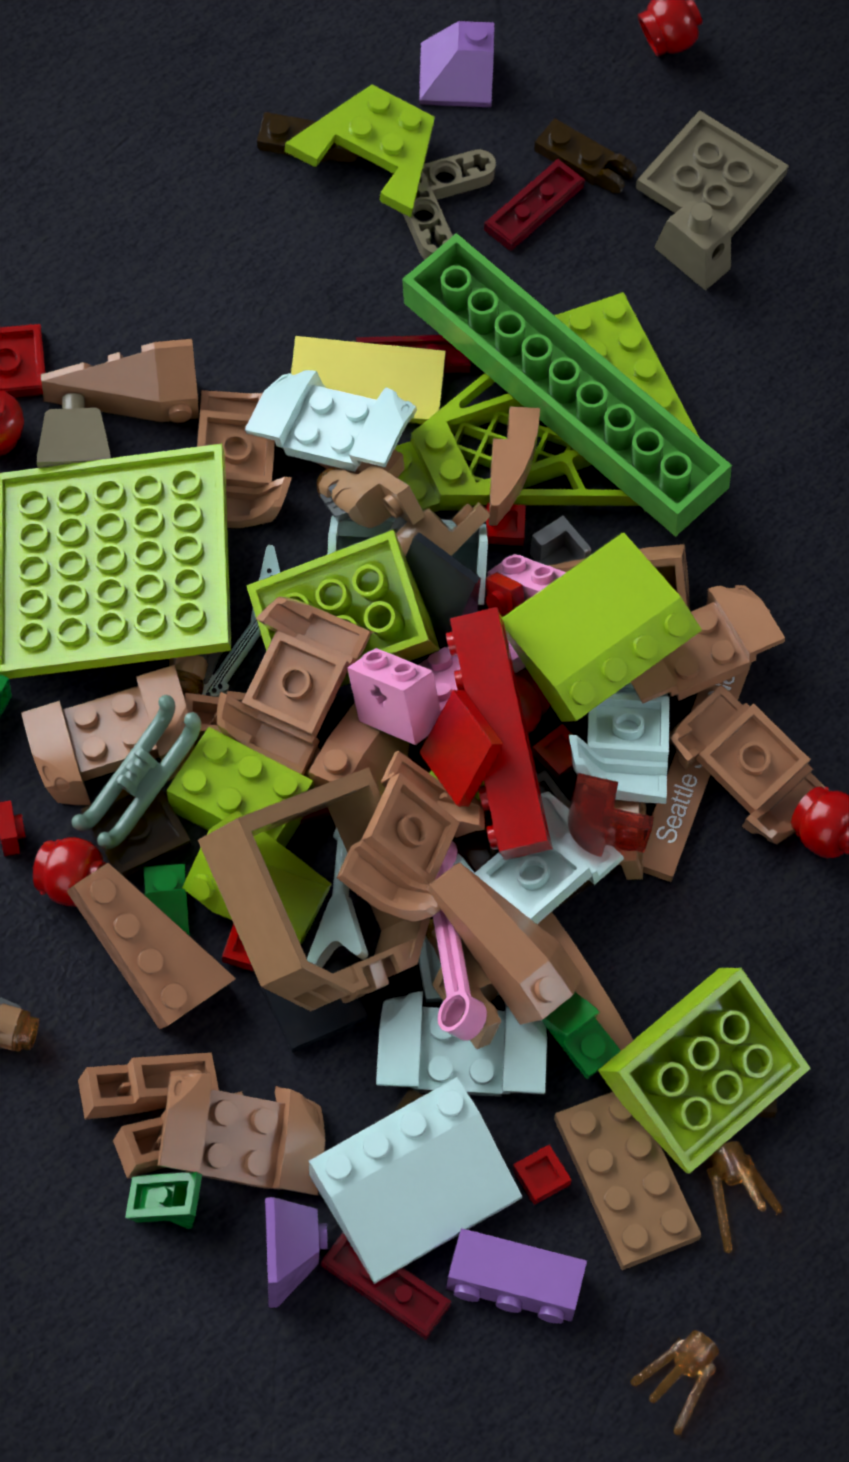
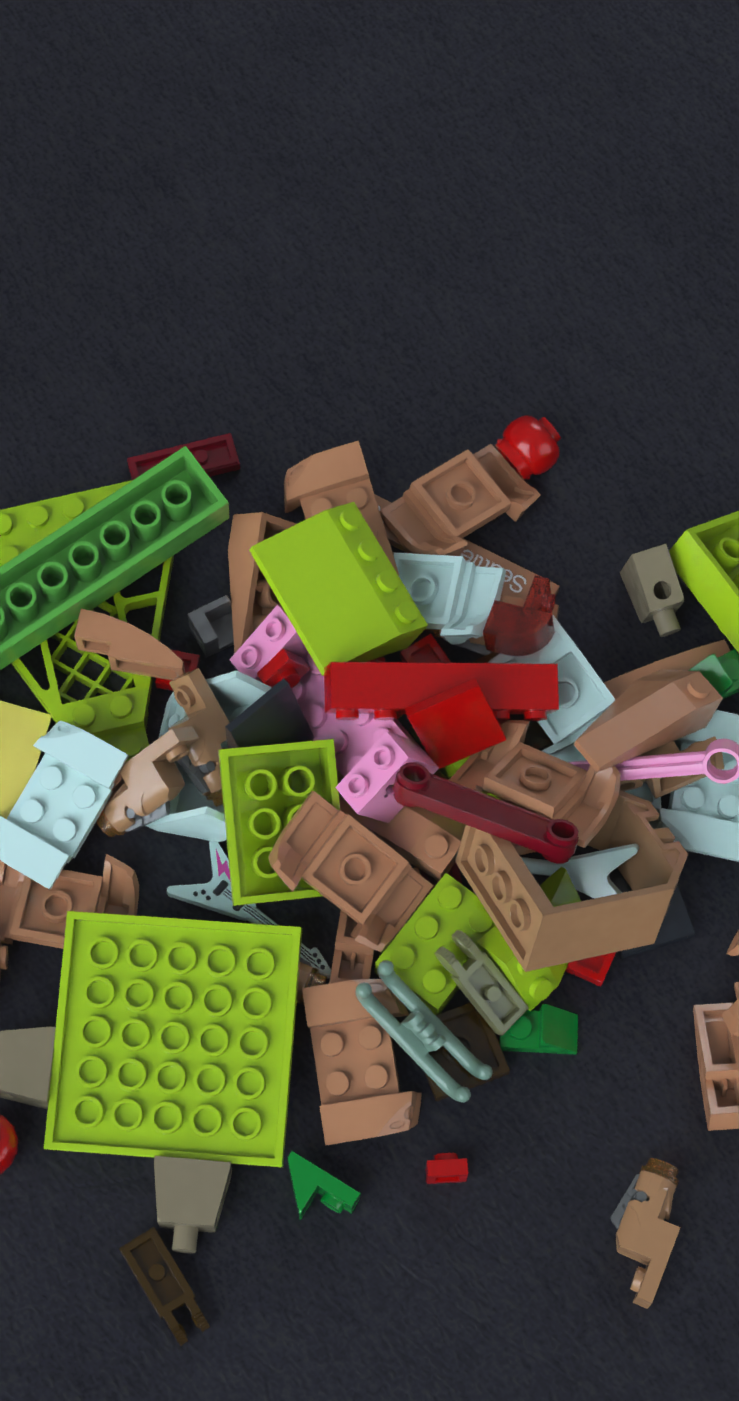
camera: 80 degrees left, 5 degrees up
(64, 864) = (505, 1111): red piece -> none
(148, 948) = (604, 1042): nougat wedge -> none
(198, 814) = (483, 984): none -> olive hinge
(357, 776) = (551, 838): none -> dark red piece
(690, 954) = (654, 588): none -> dark tan torso
(749, 510) = (214, 454): none -> dark red tile

